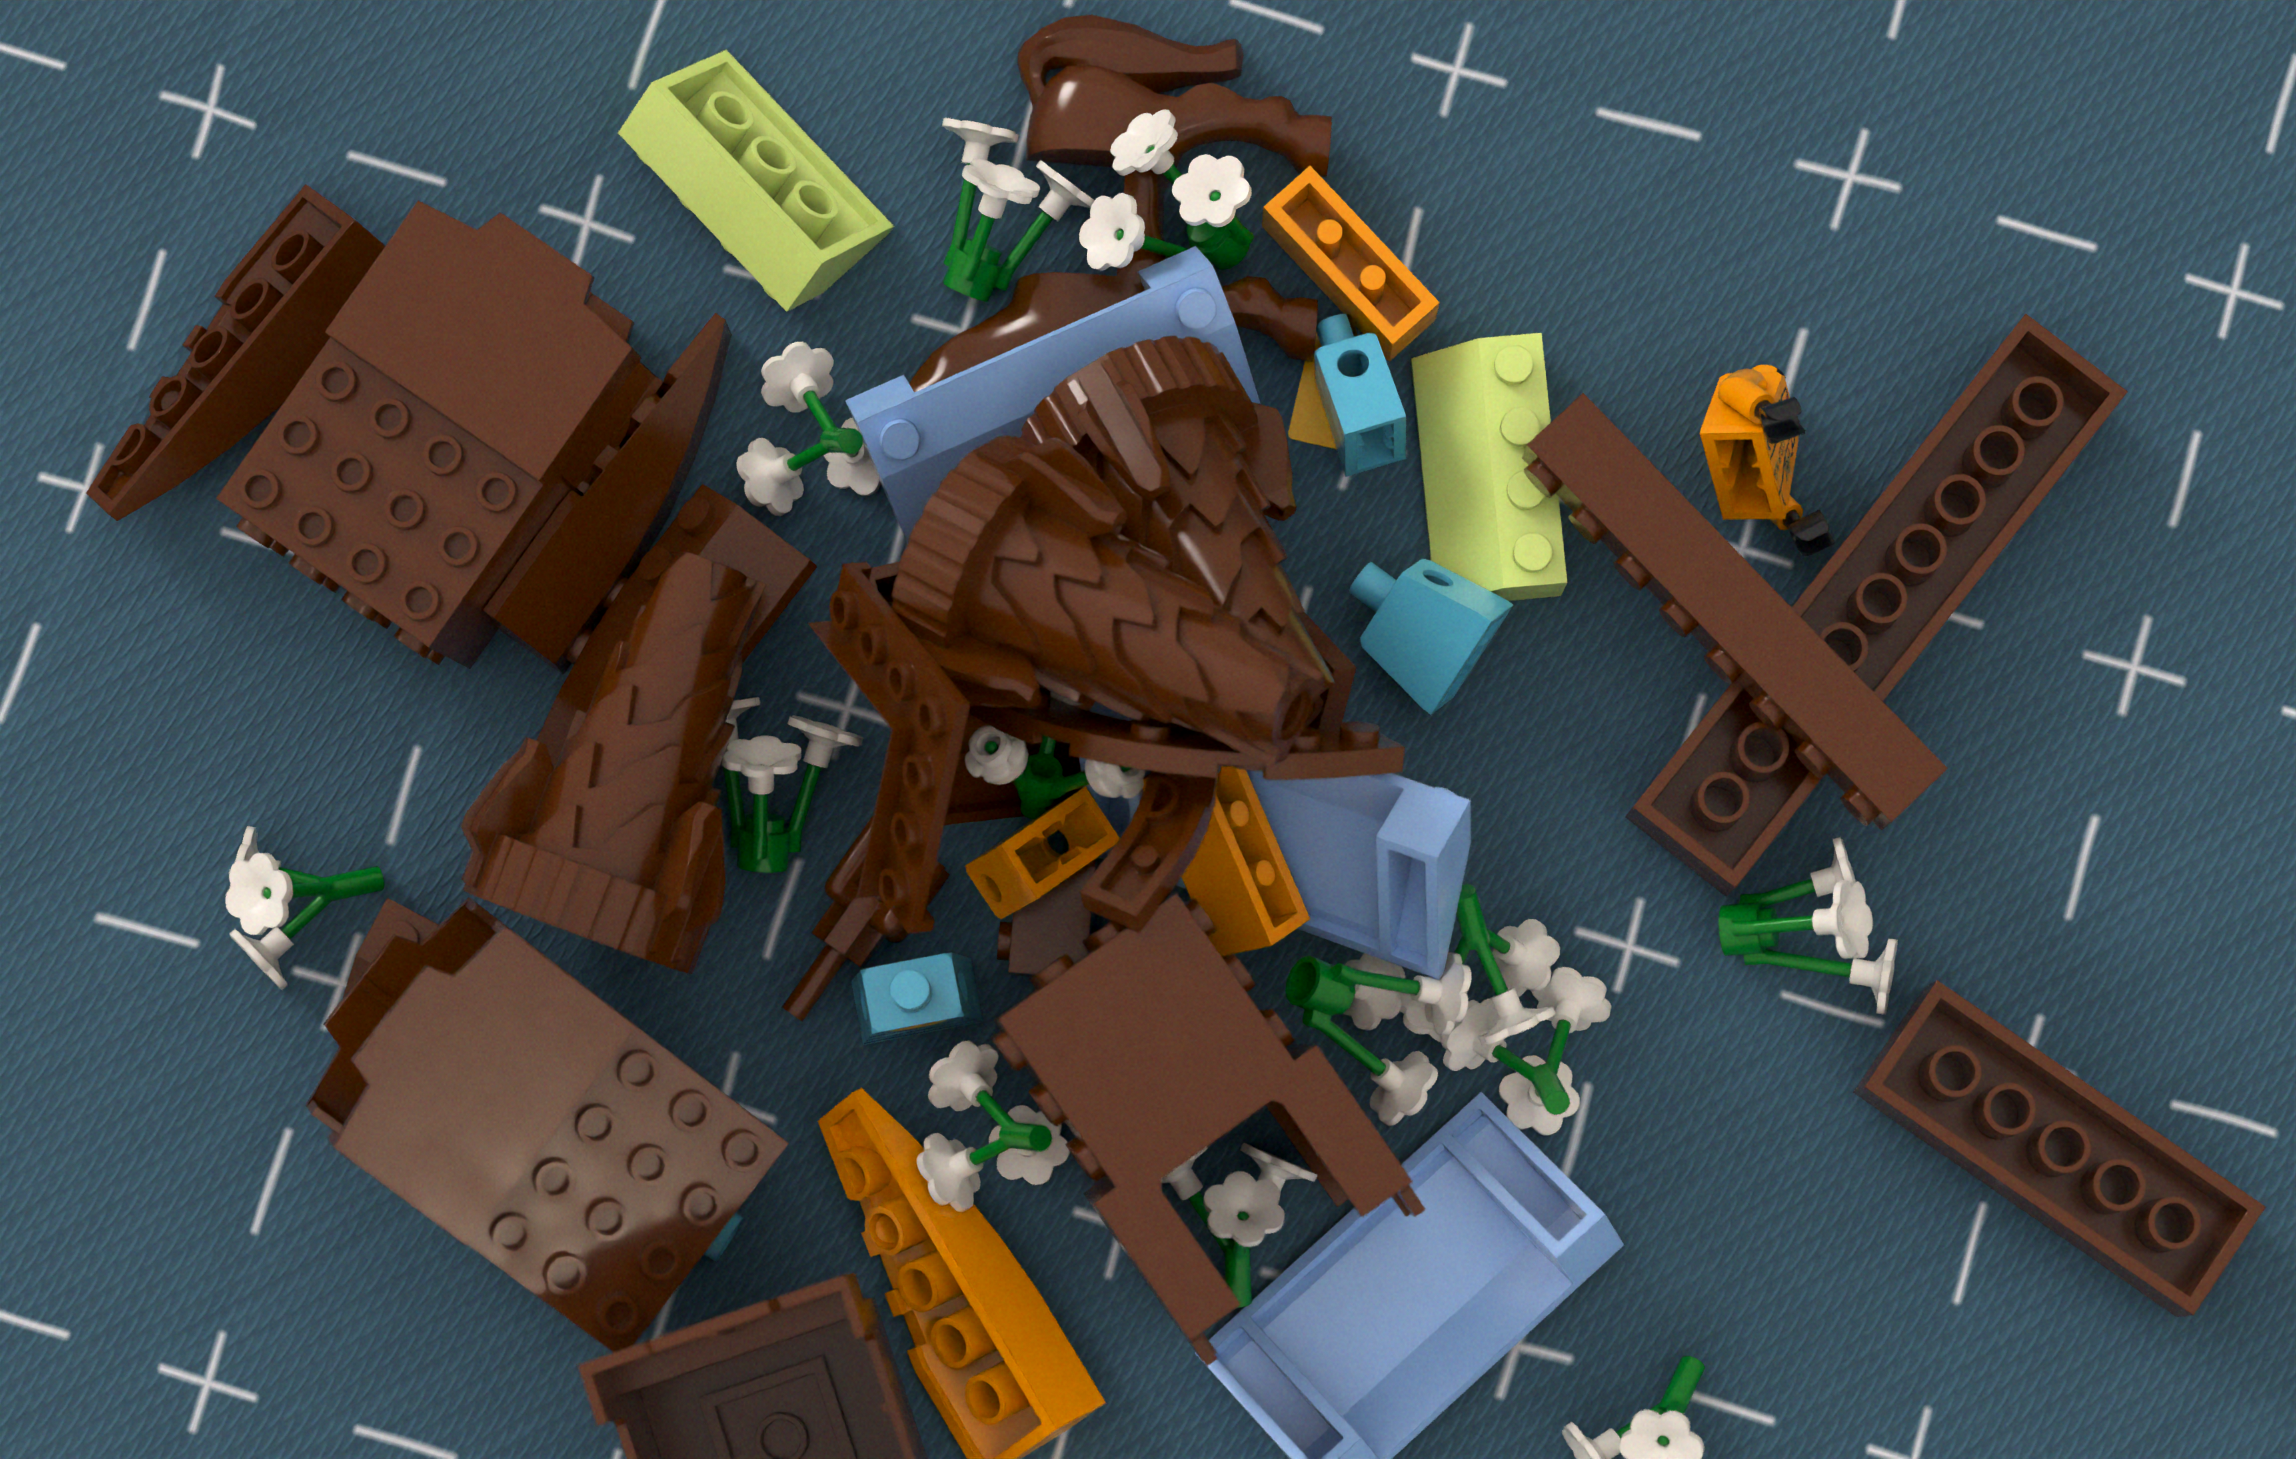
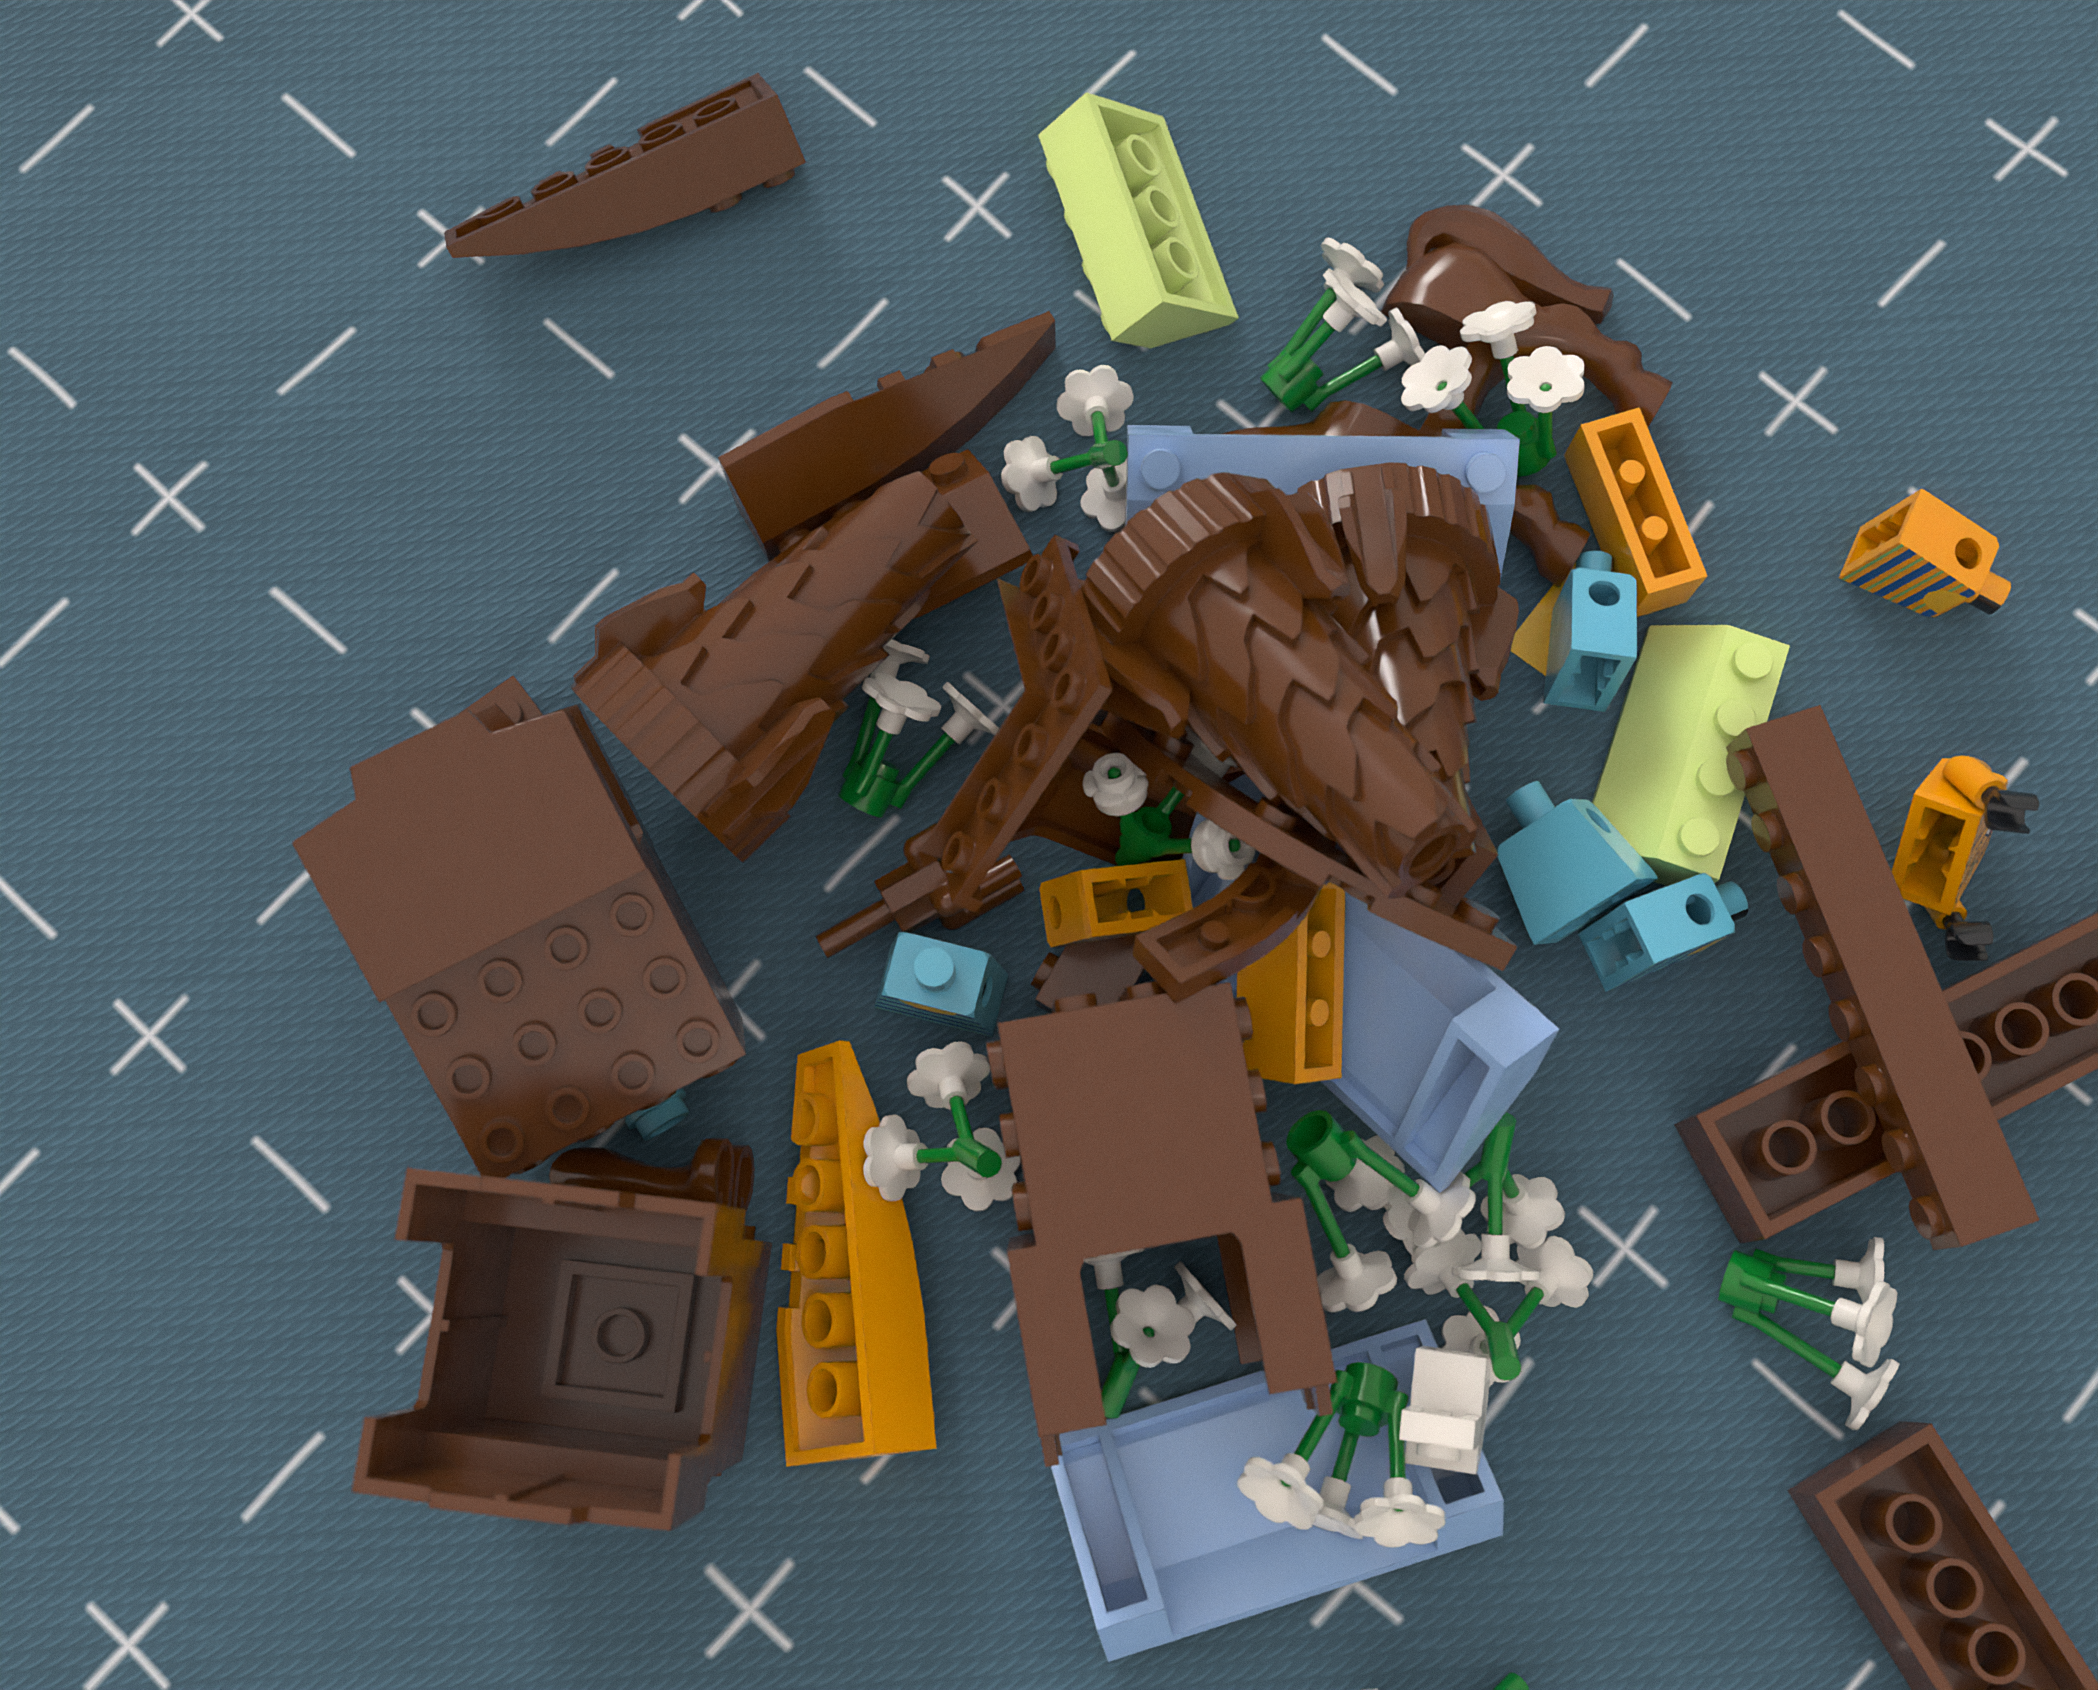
camera: 25 degrees right, 5 degrees down
(261, 896) = (408, 610): white plant -> none
(442, 427) = (757, 276): reddish brown piece -> none
(799, 1262) = (716, 1173): none -> reddish brown piece
(1455, 1187) = (1365, 1401): none -> white plant
(1525, 1161) = (1446, 1409): none -> white brick
(1539, 645) = (1662, 928): none -> medium azure torso
(1635, 186) = (1926, 558): none -> light orange torso

